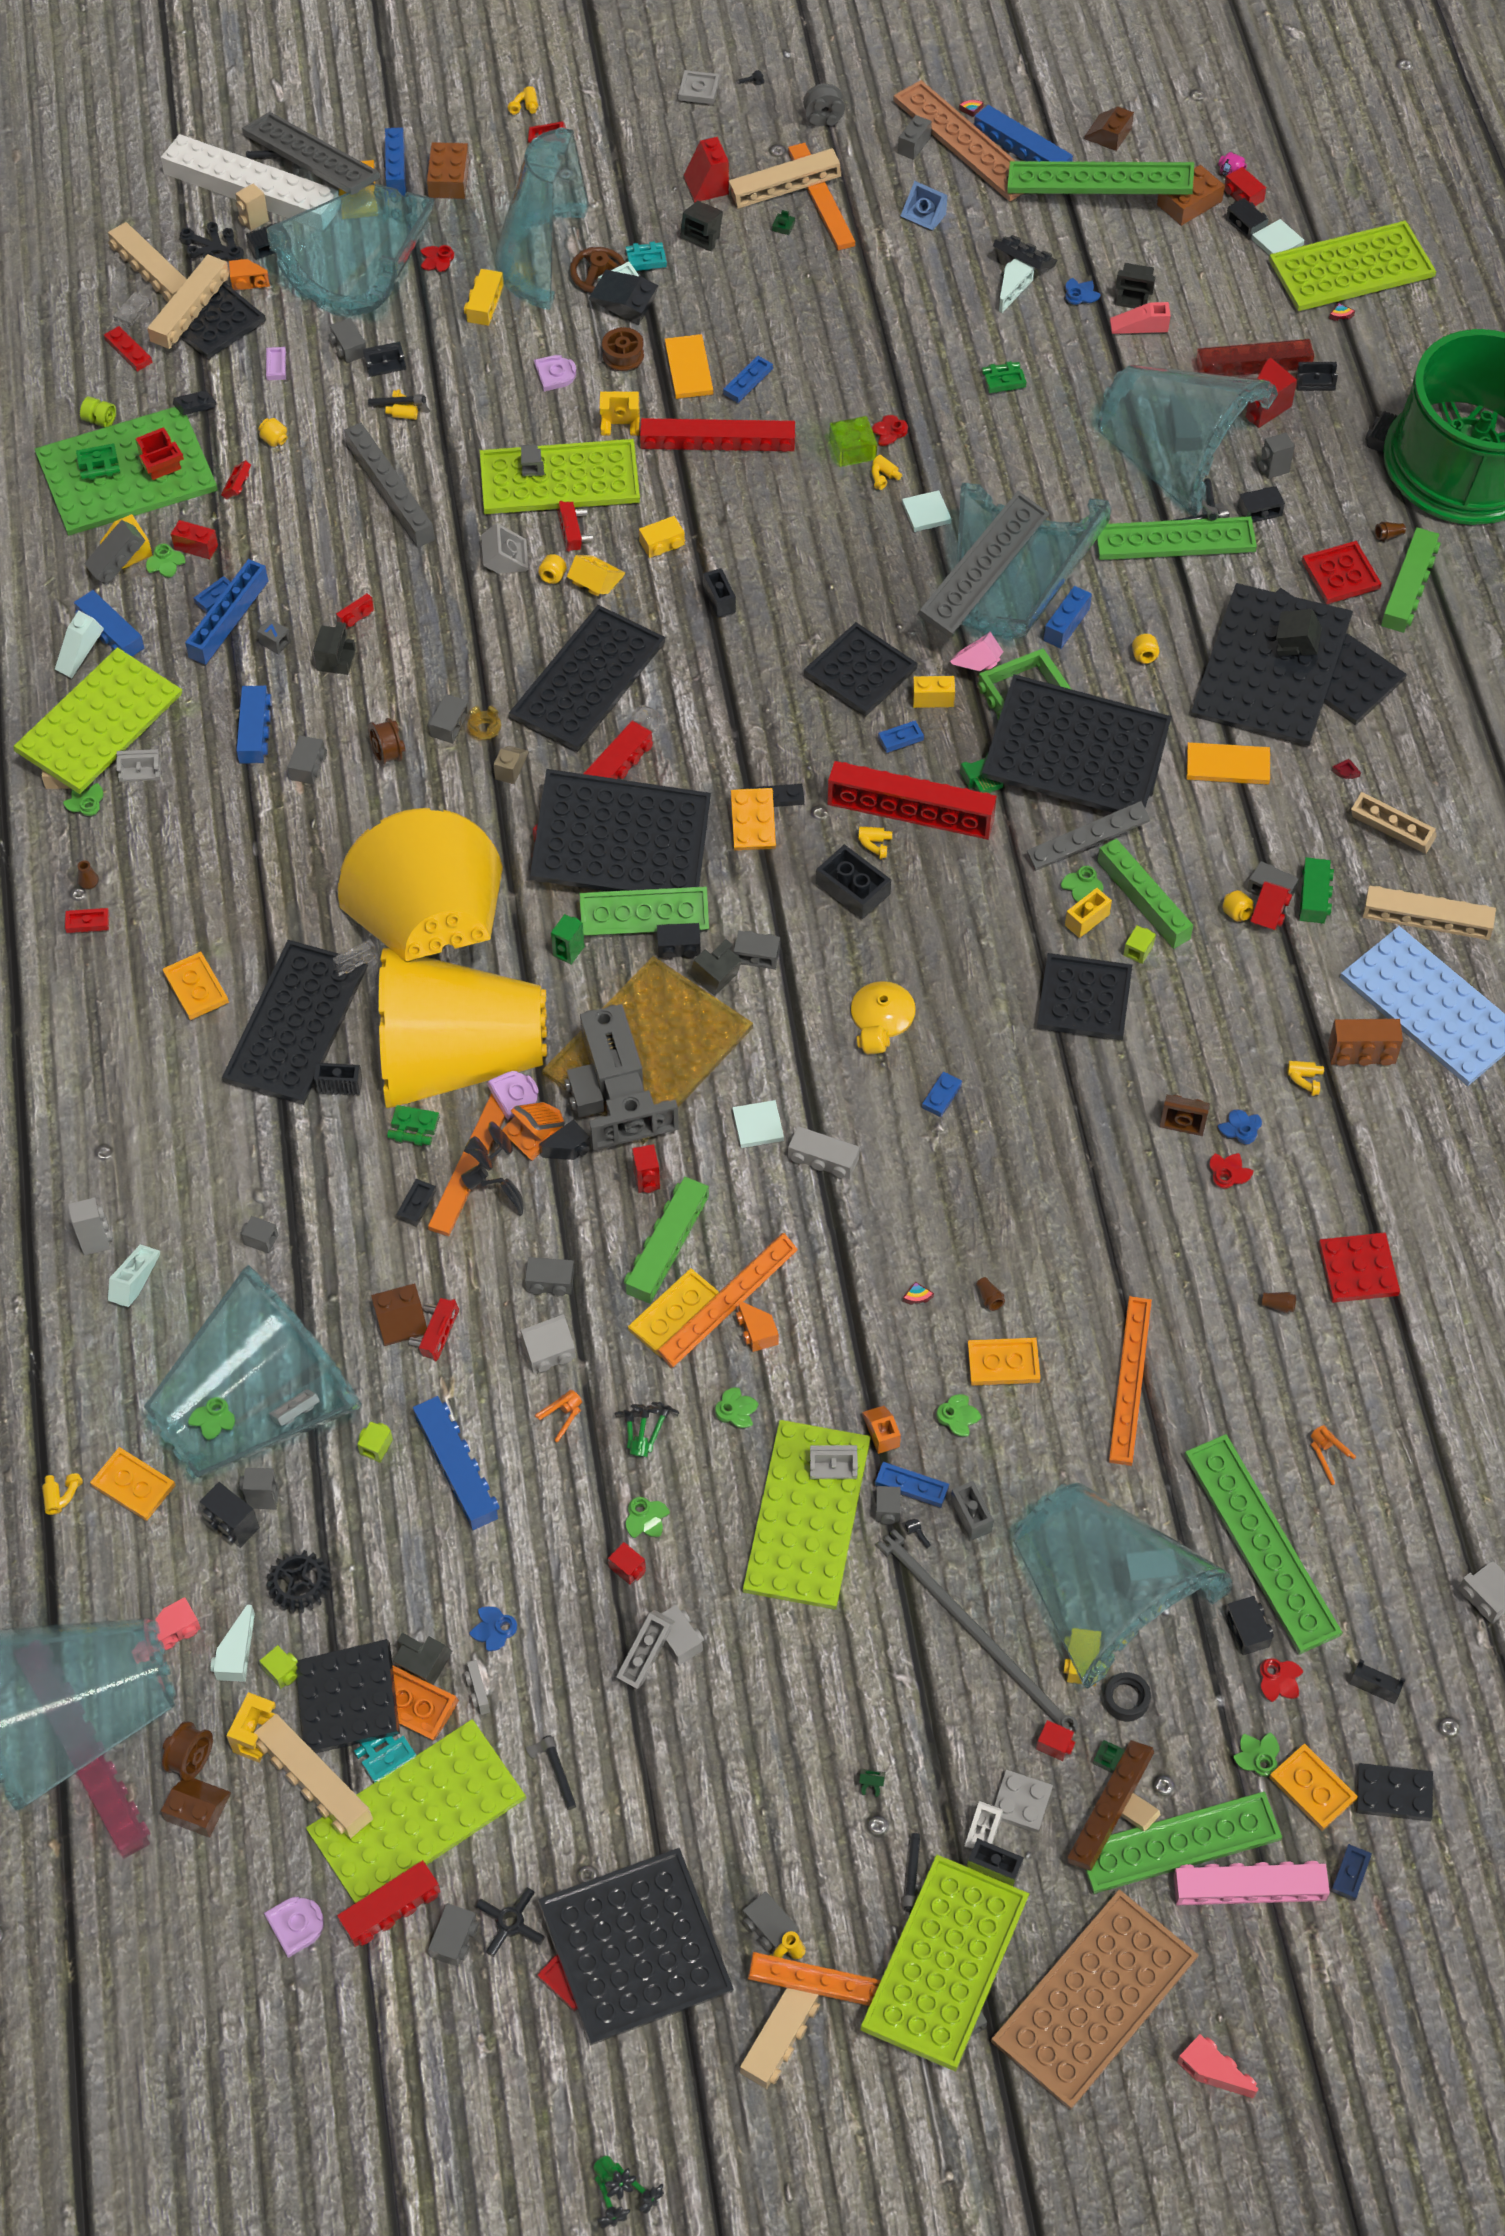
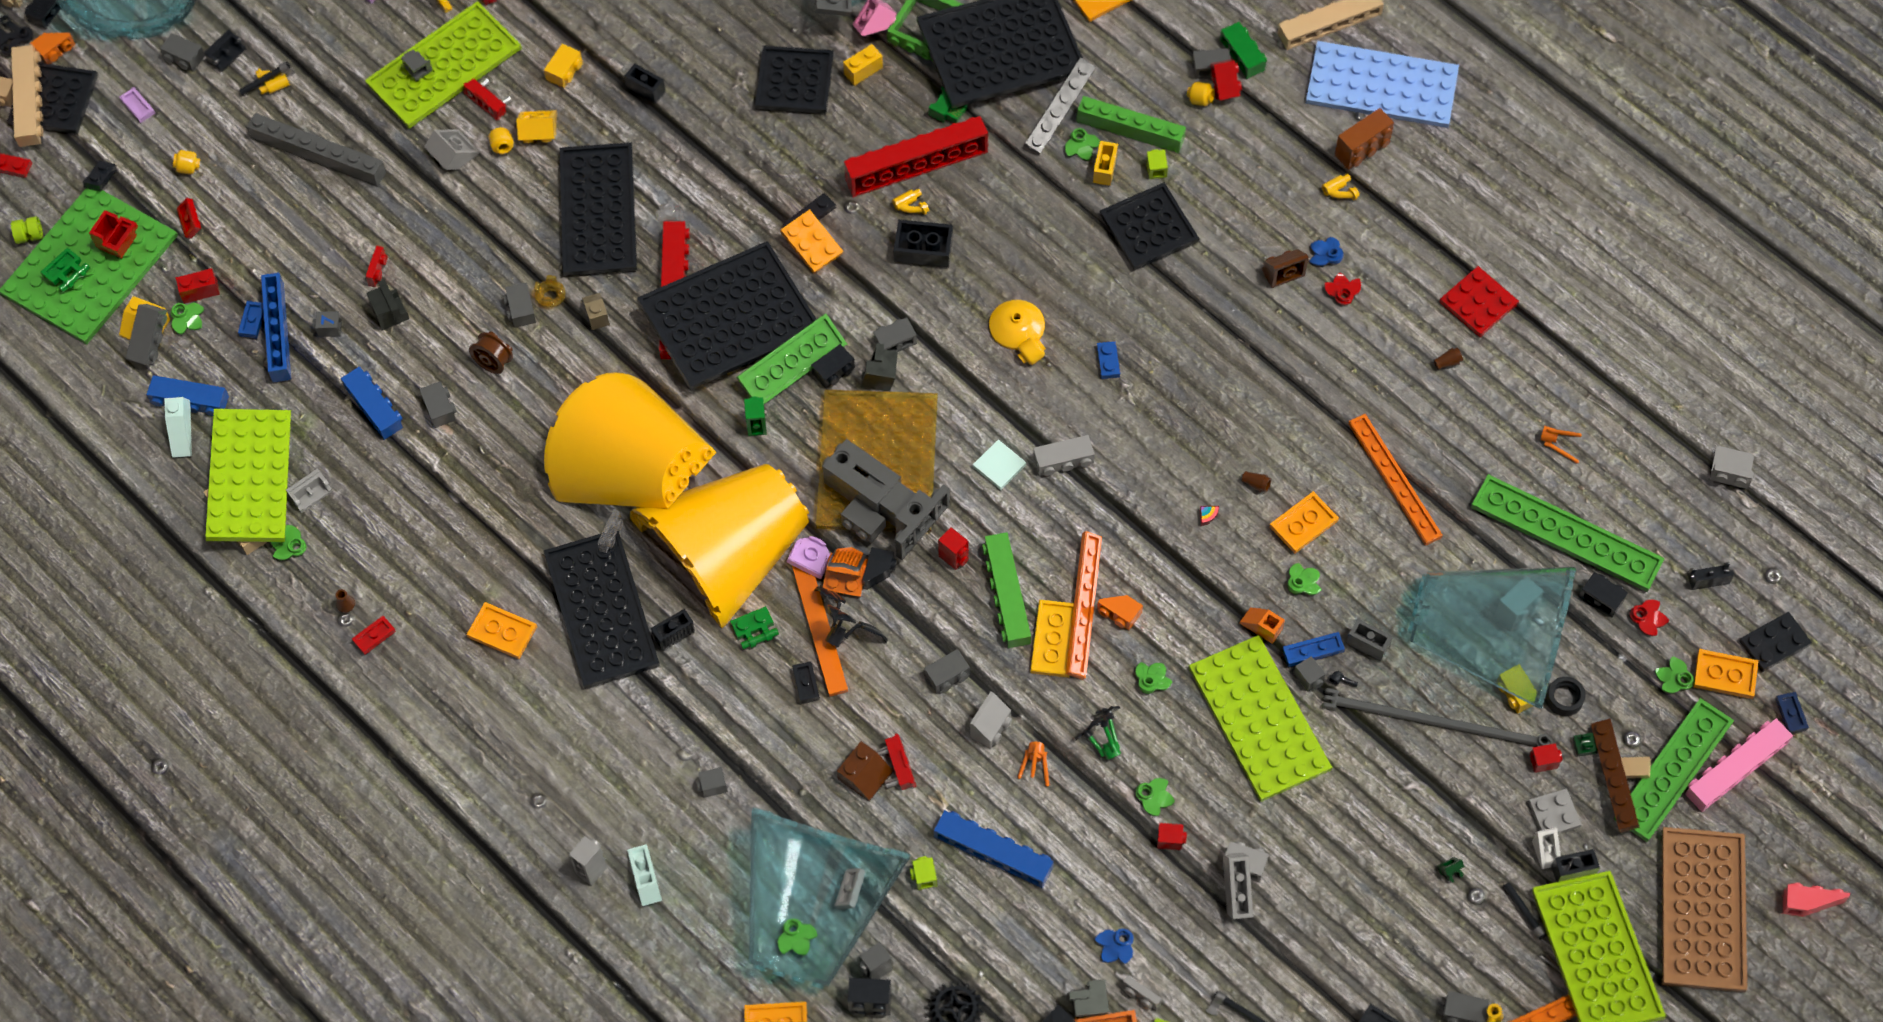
camera: 35 degrees left, 5 degrees up
(833, 1462) = (1253, 669): light grey hinge -> none
(900, 736) = (865, 113): blue plate -> none

